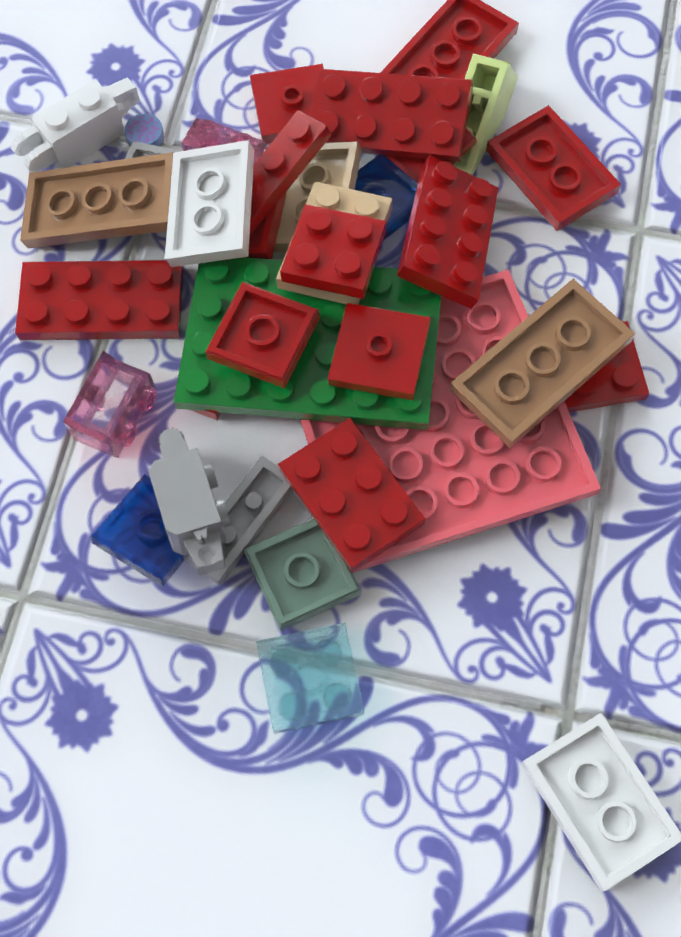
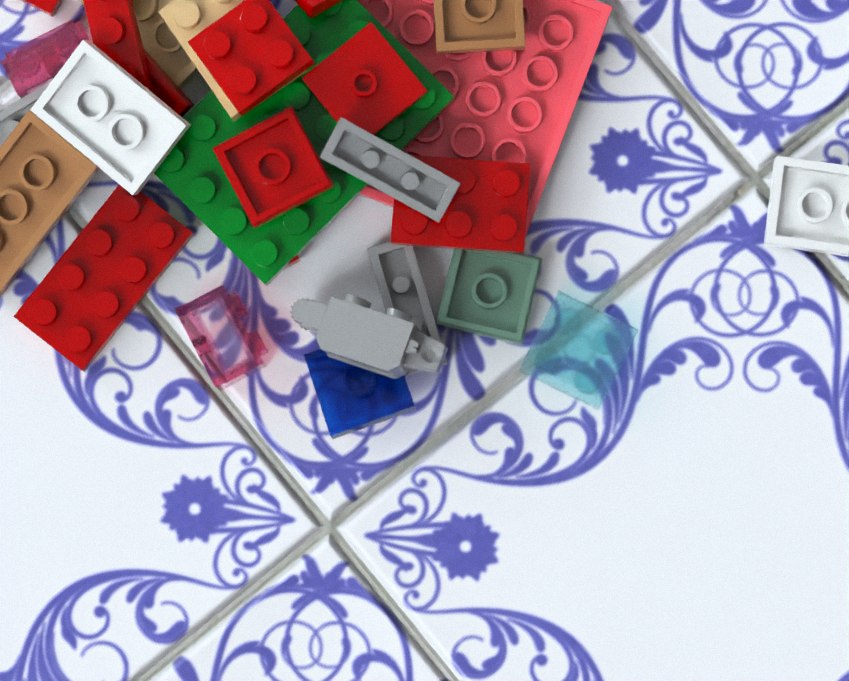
camera: 50 degrees left, 15 degrees up
(328, 411) = (389, 169): none -> light grey plate

